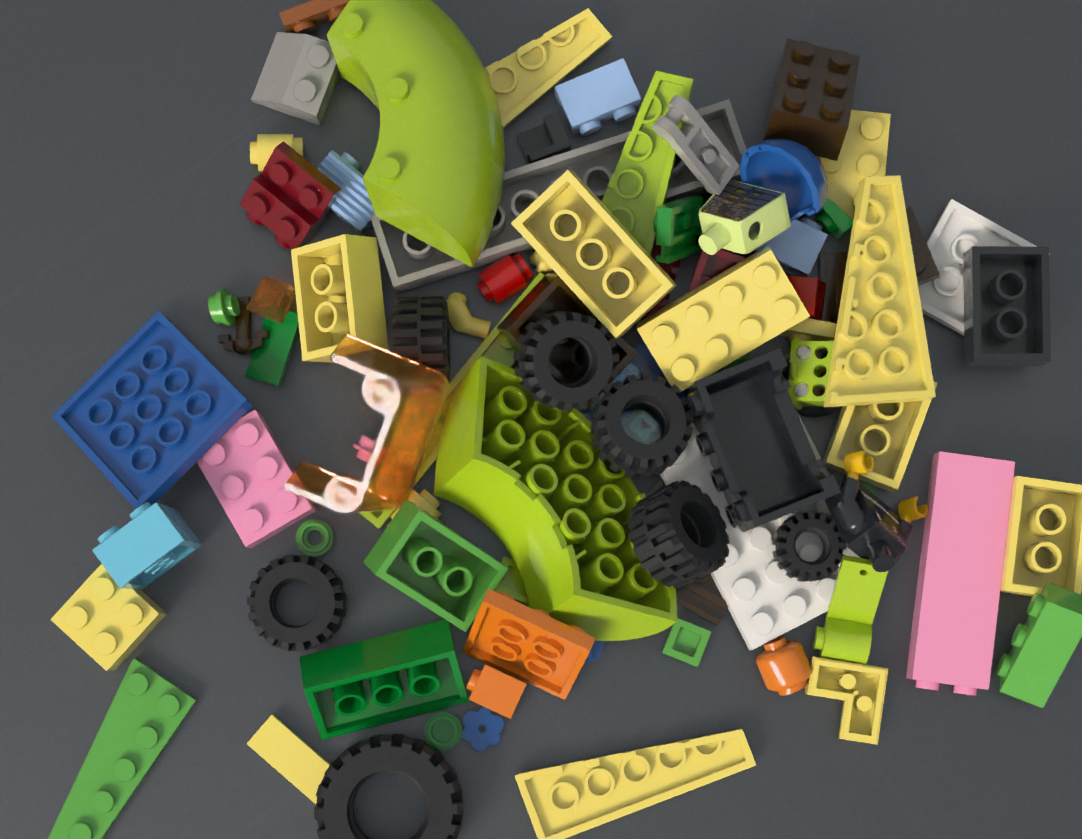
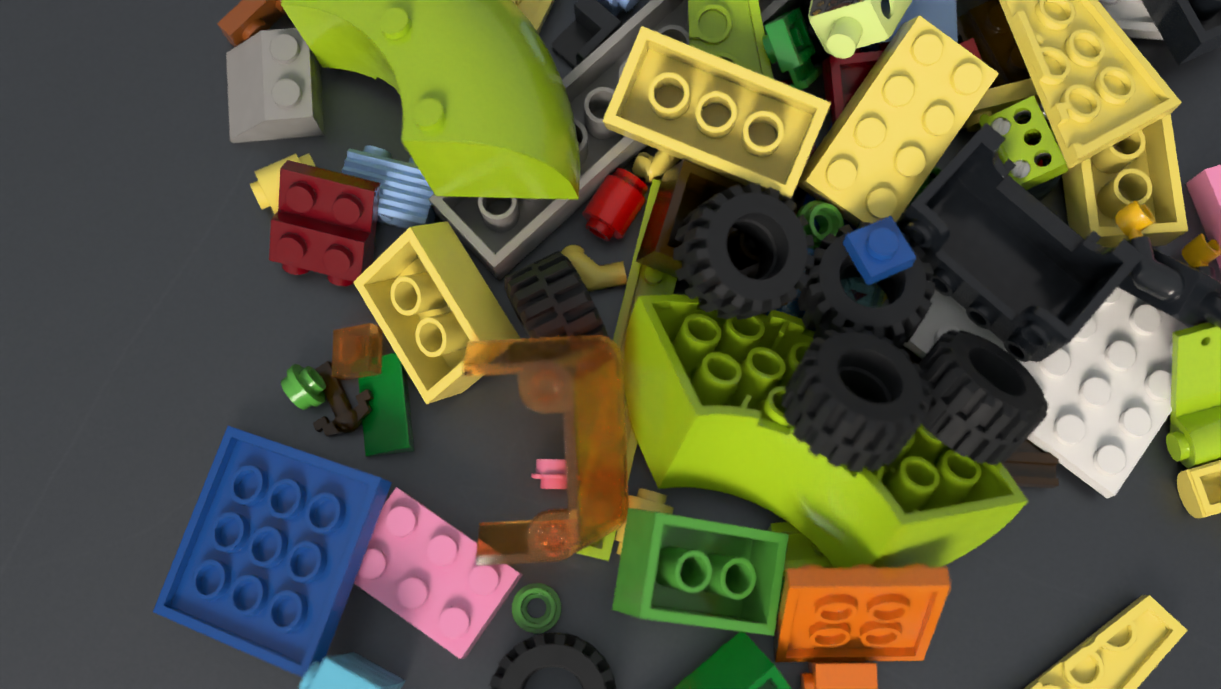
camera: 25 degrees left, 5 degrees down
(570, 514) = (855, 399): none -> black tyre
(645, 358) = (826, 215): none -> bright green plate
(658, 403) = (879, 250): none -> blue plate
(686, 642) = (1033, 526): bright green plate -> none
(784, 666) = (1158, 498): orange head -> none
(792, 562) = (1146, 337): black tyre -> none

